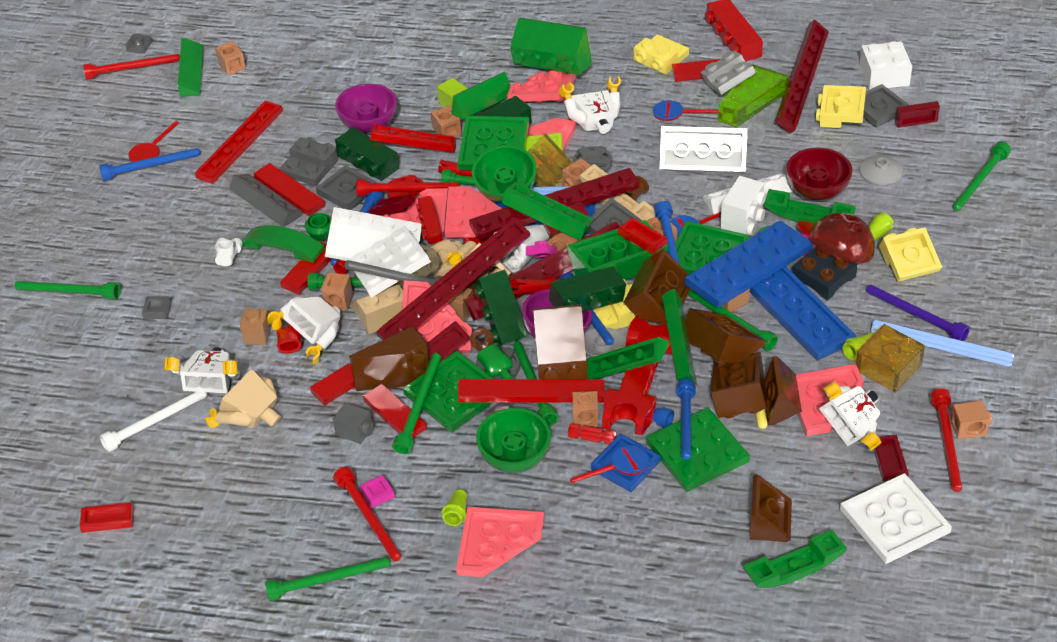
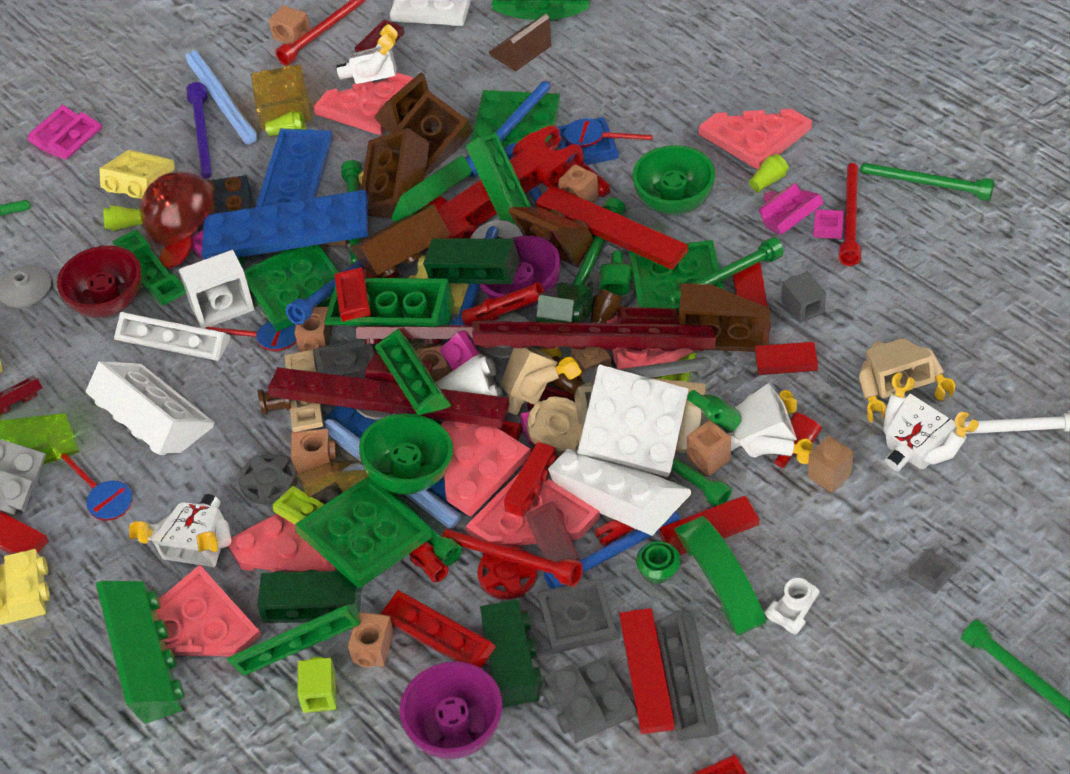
camera: 140 degrees left, 5 degrees up
(343, 296) = (716, 410): none -> green piece
(418, 486) = (788, 207): none -> dark pink slope
(1008, 259) = (64, 132): none -> dark pink slope

